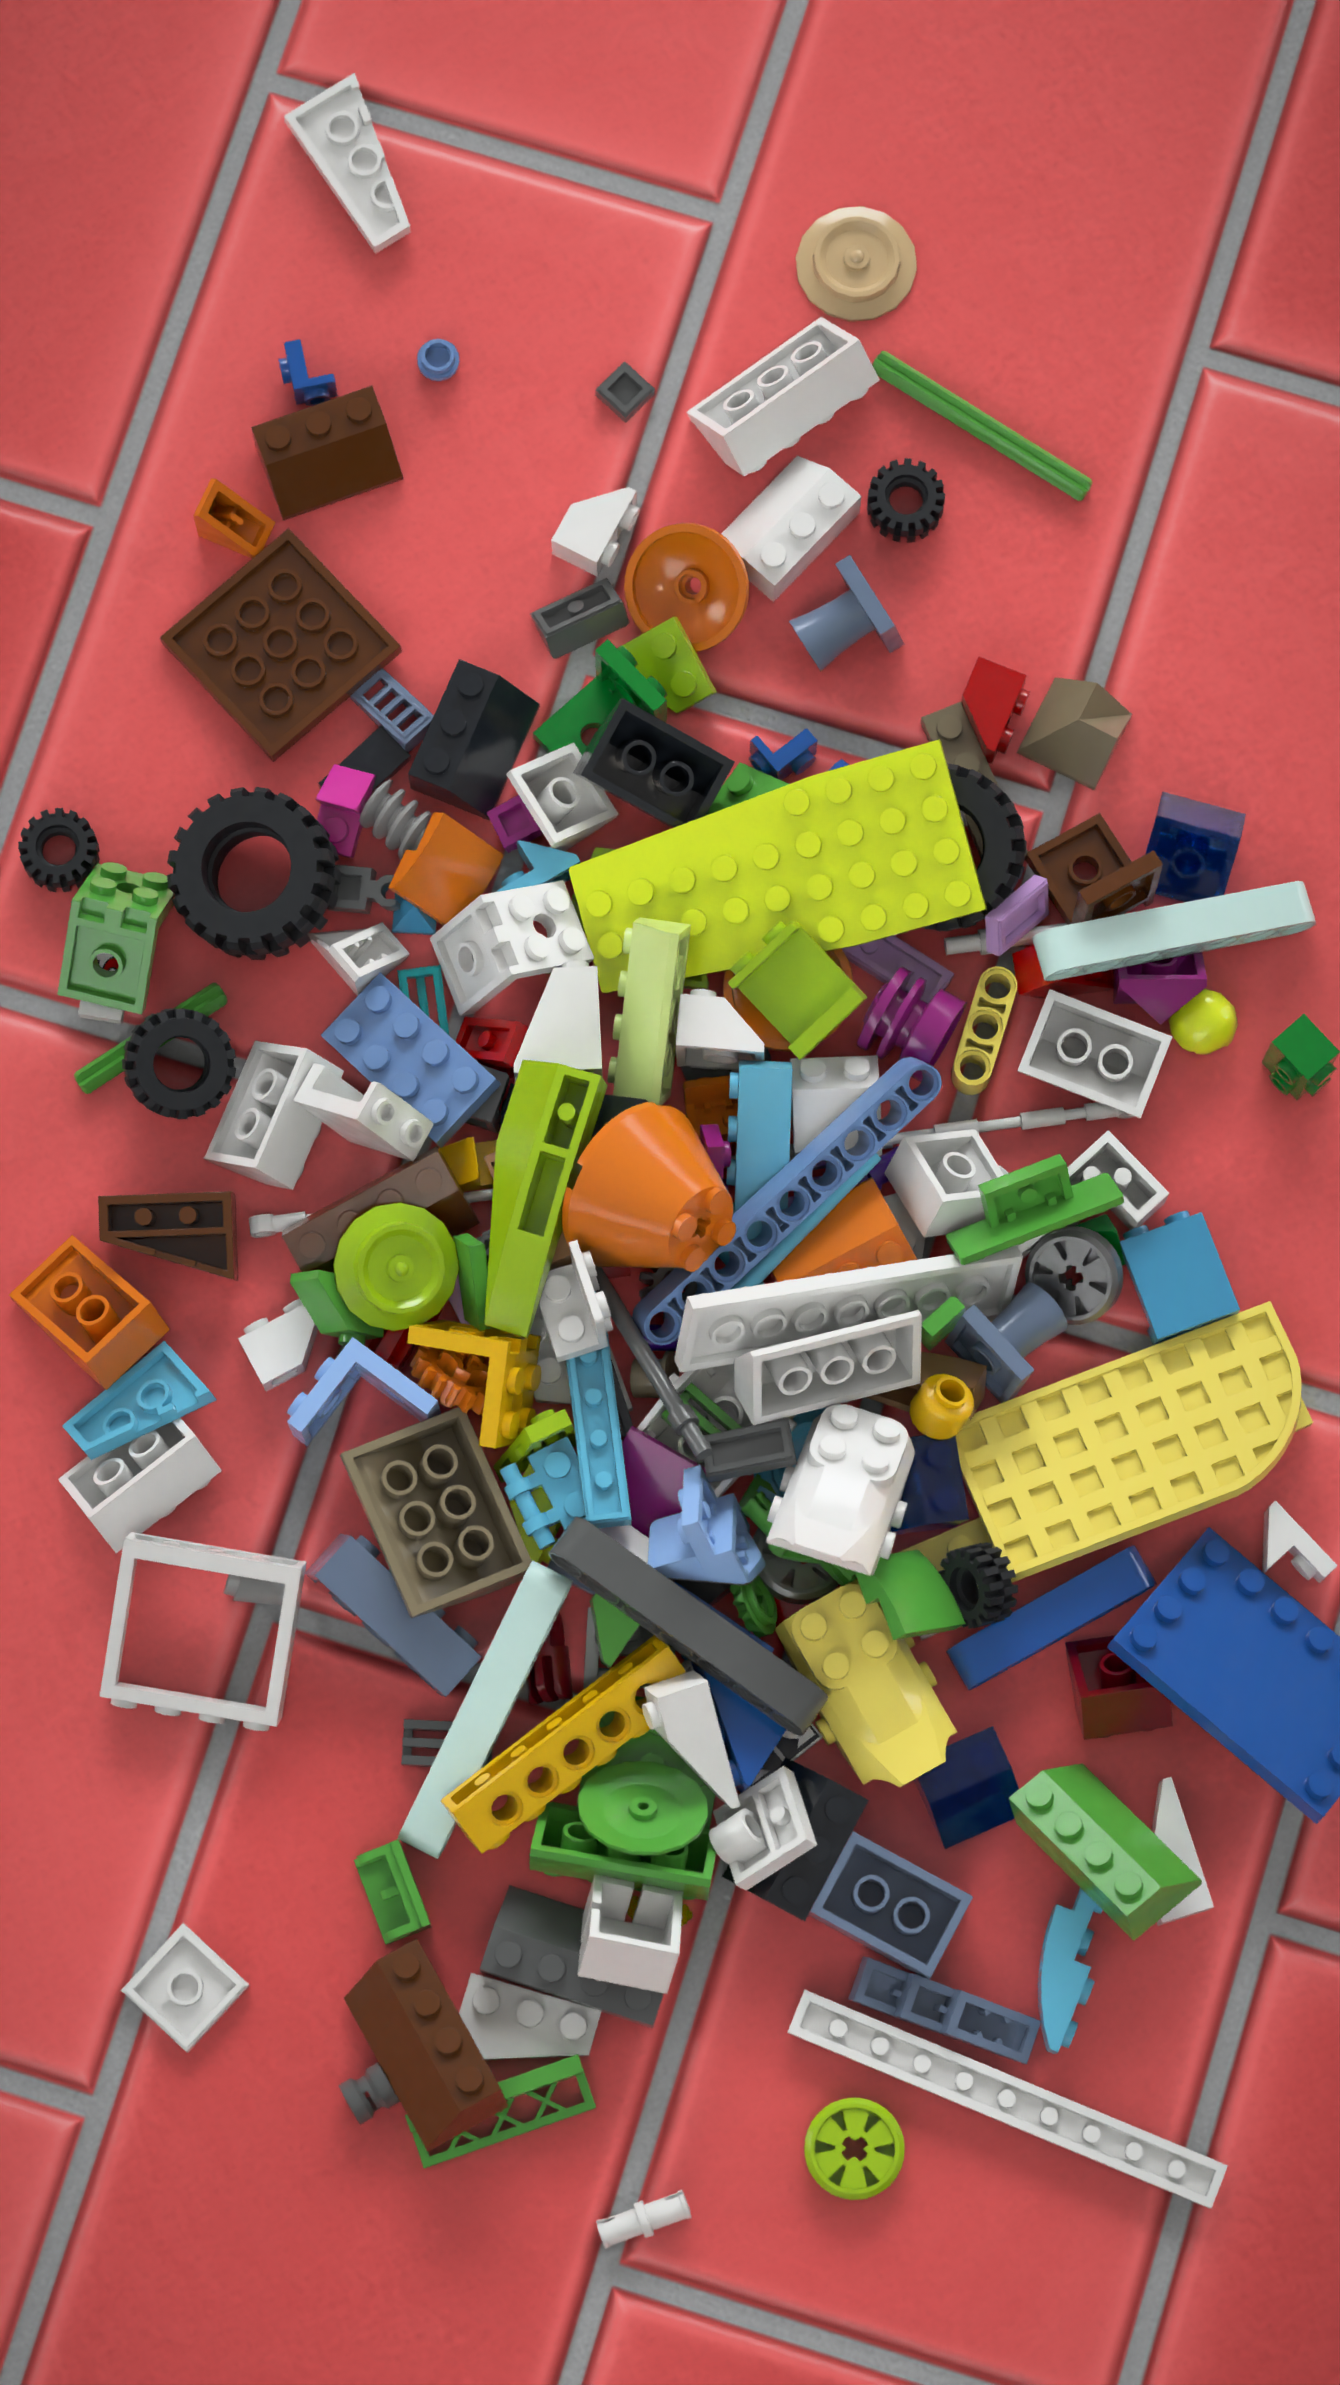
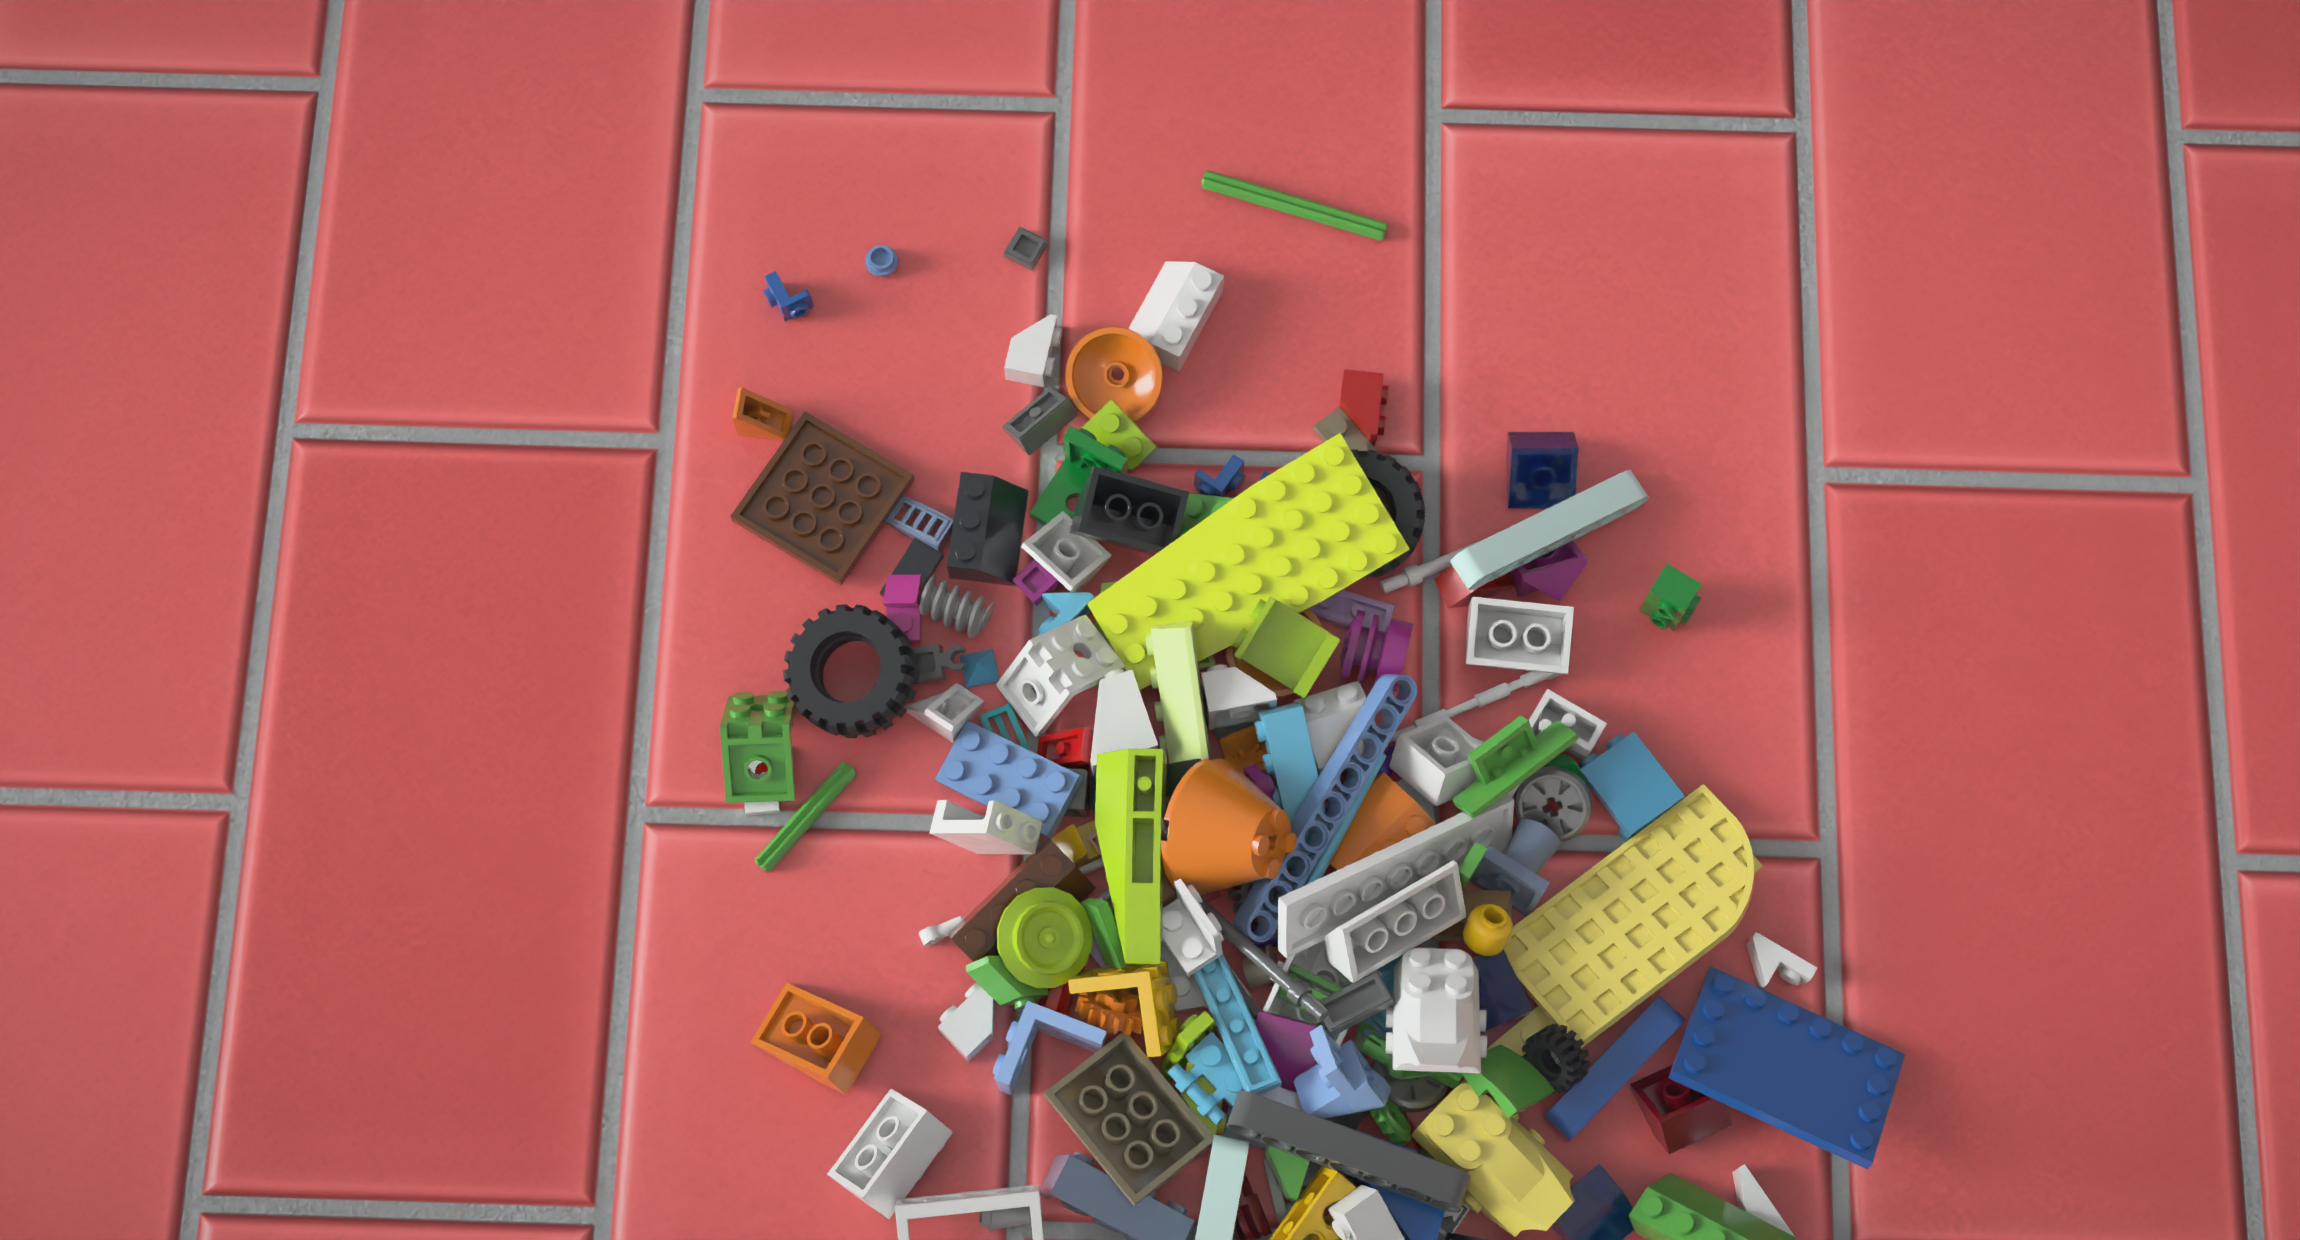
camera: 15 degrees left, 5 degrees down
(53, 825) = (688, 676): black tyre -> none
(140, 1401) = (874, 1097): medium azure wing -> none
(176, 1227) = (865, 955): reddish brown wedge -> none
(217, 1063) = (863, 829): black tyre -> none
(262, 1126) = (910, 859): white slope -> none
(327, 453) = (818, 348): reddish brown slope -> none
(347, 153) = (776, 134): white wing -> none
(446, 869) = (995, 630): orange slope -> none
(784, 396) = (1144, 220): white slope -> none
(845, 619) = (1239, 367): sand blue plant -> none
(856, 263) = (1167, 114): tan piece -> none
(905, 476) = (1255, 254): black tyre -> none
(990, 1011) = (1433, 626): light yellow beam -> none
(1017, 915) = (1430, 549): lavender tile -> none
(1076, 730) = (1429, 405): dark tan slope -> none
(1118, 882) = (1495, 508): reddish brown bracket -> none
(1204, 1023) = (1590, 592): neon yellow hair -> none

